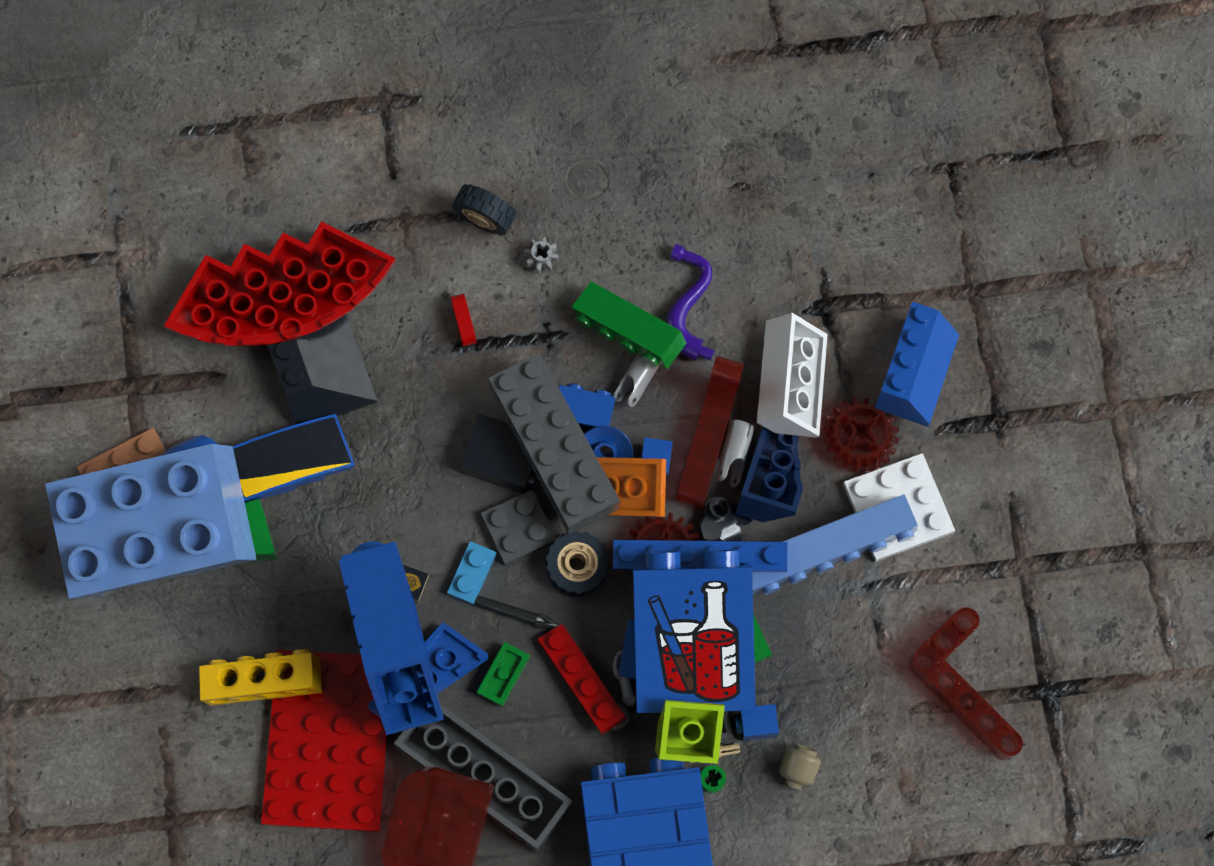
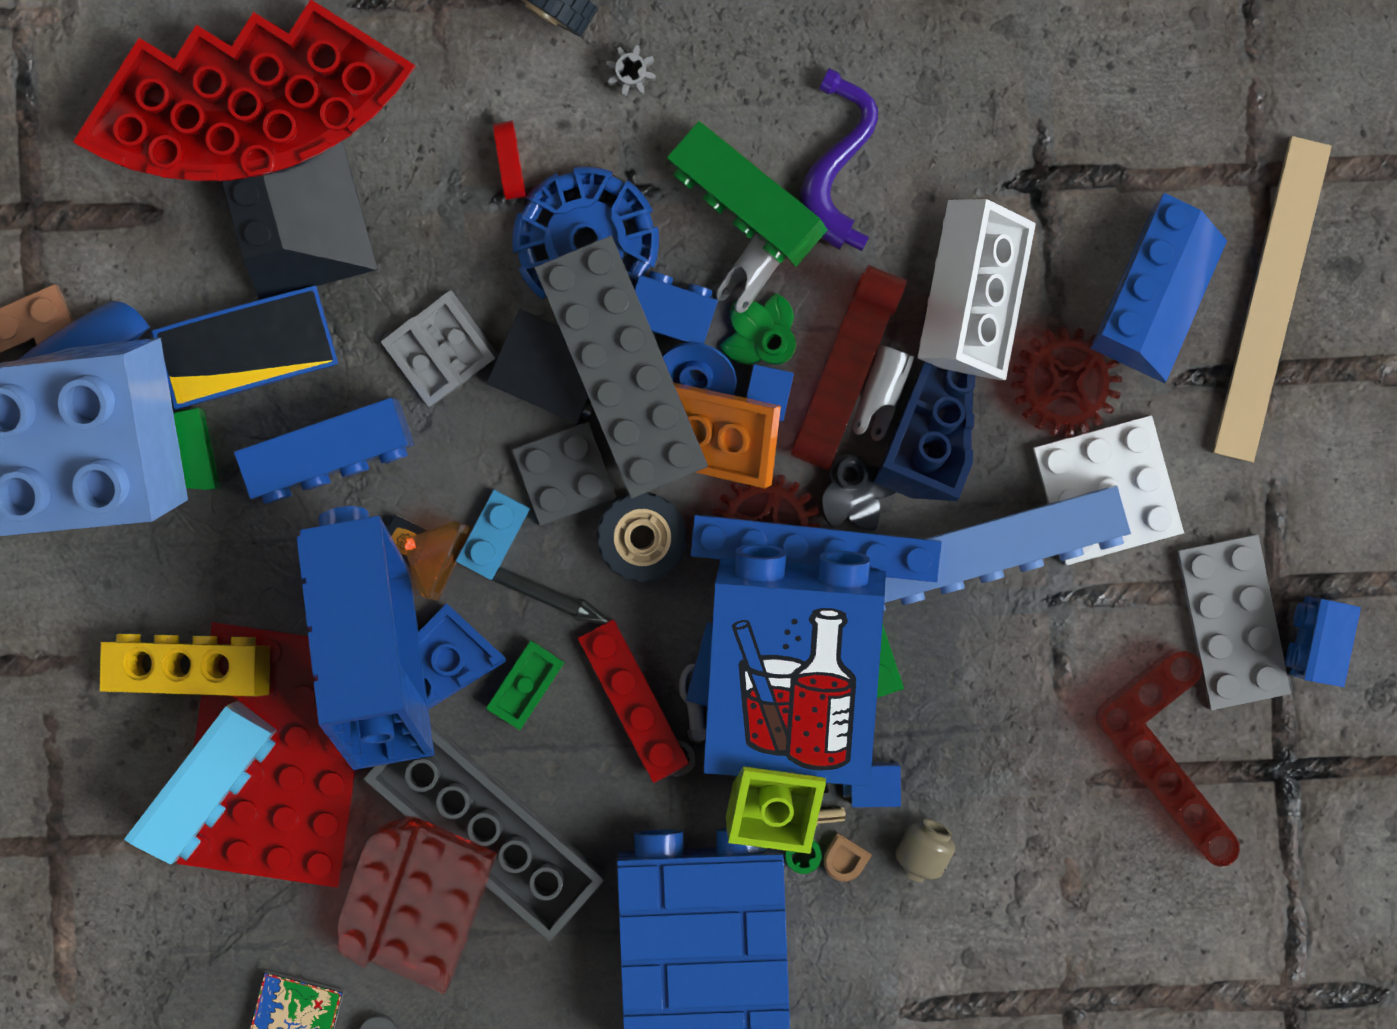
camera: 10 degrees right, 15 degrees up
(278, 755) = (202, 783): none -> medium azure slope
(351, 519) = (323, 449): none -> blue brick
(425, 450) = (440, 348): none -> light grey slope
(432, 588) = (434, 556): none -> clear orange slope
(515, 352) = (582, 214): none -> blue plate
(644, 417) = (755, 330): none -> green plate
(742, 780) = (844, 858): none -> medium nougat tile
(994, 372) = (1271, 299): none -> tan tile
(998, 590) = (1233, 622): none -> light grey plate
(1061, 593) = (1322, 641): none -> blue slope

